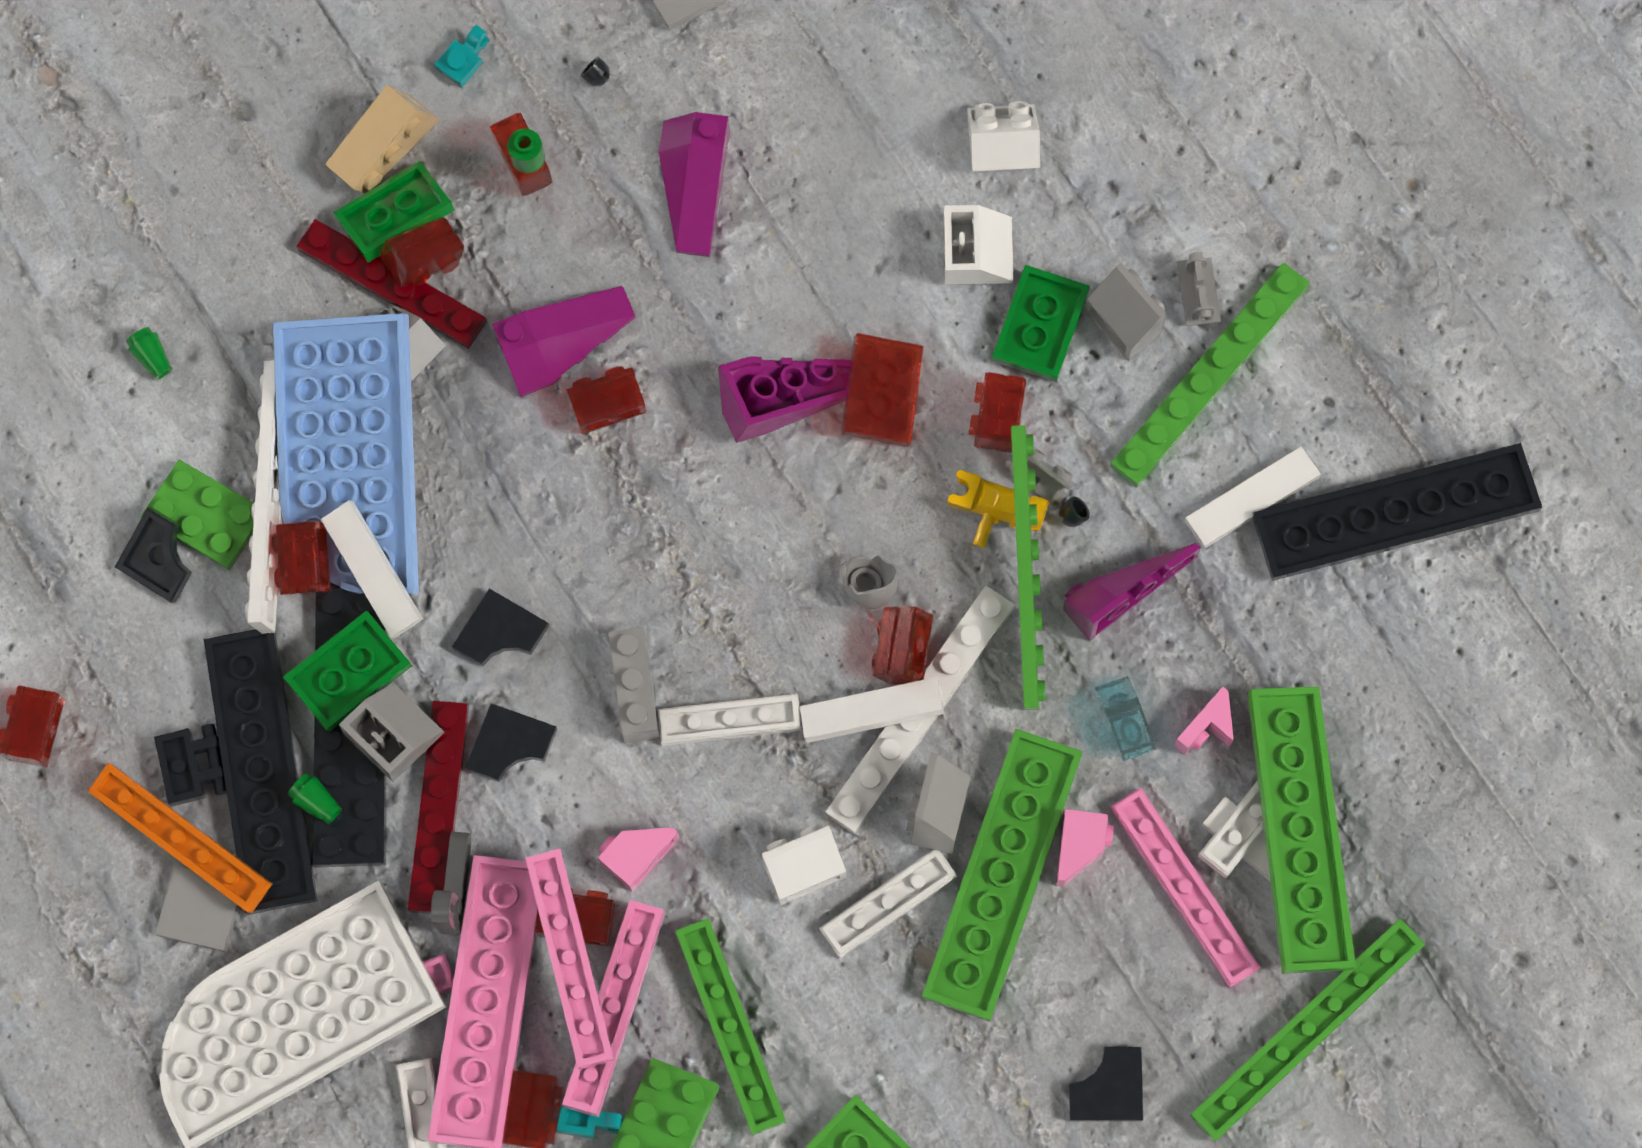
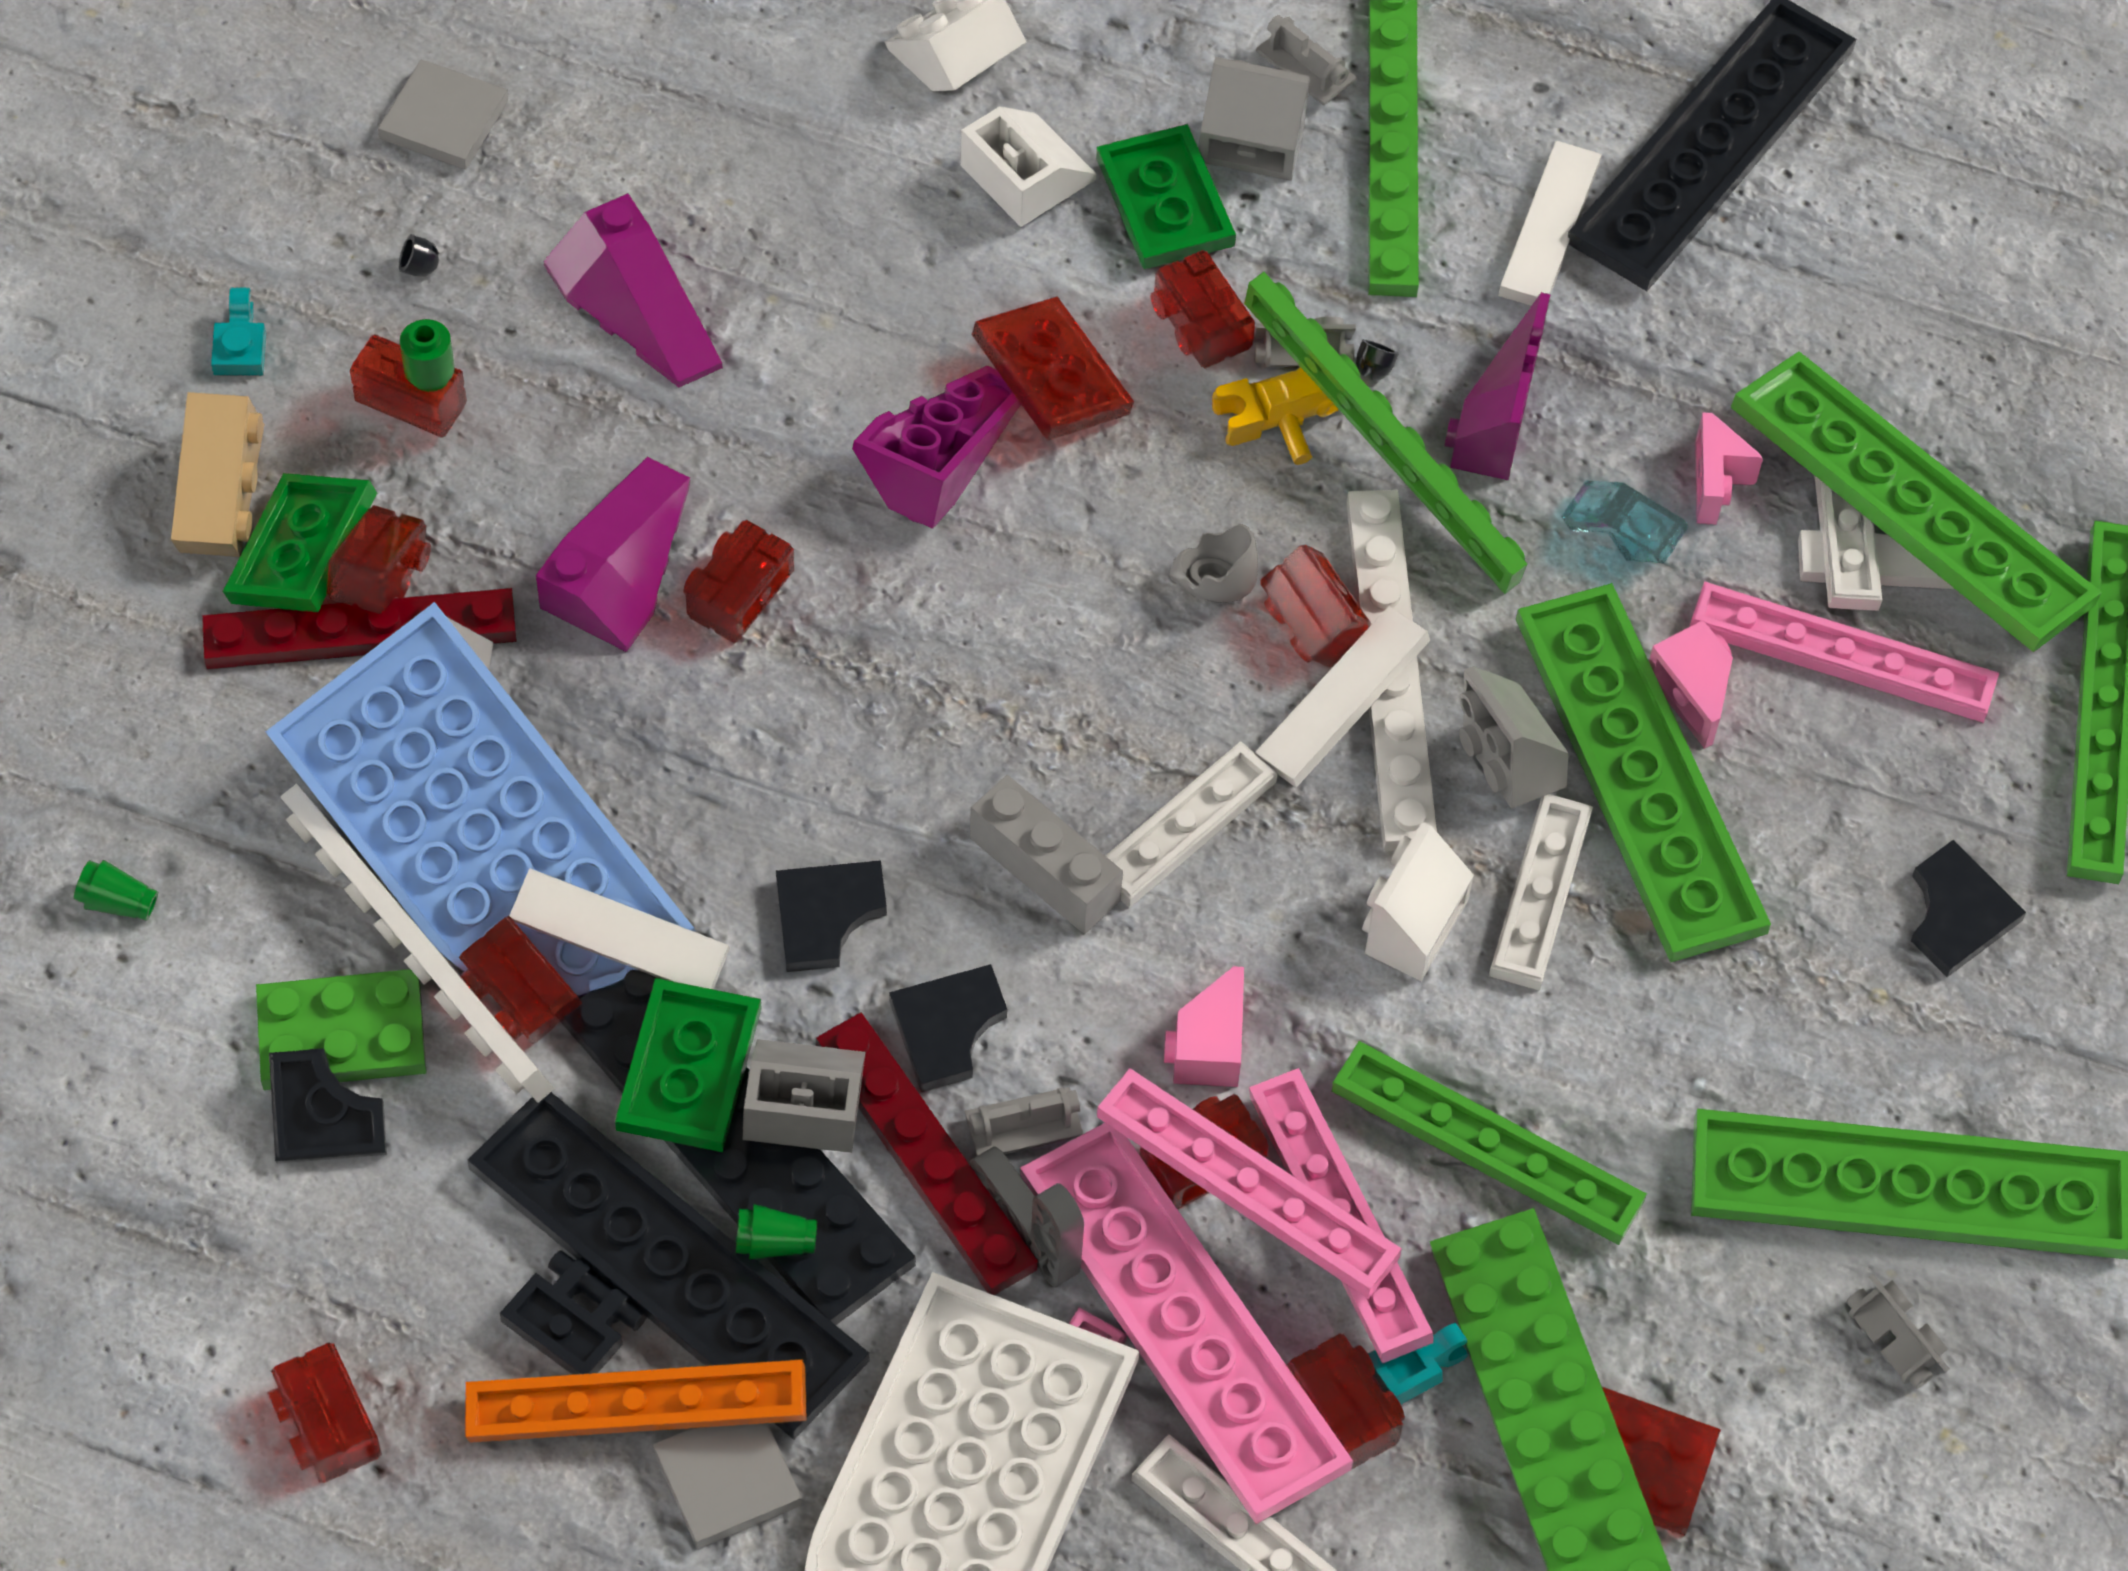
camera: 45 degrees left, 15 degrees down
(500, 829) = (1026, 1122): none -> light grey hinge

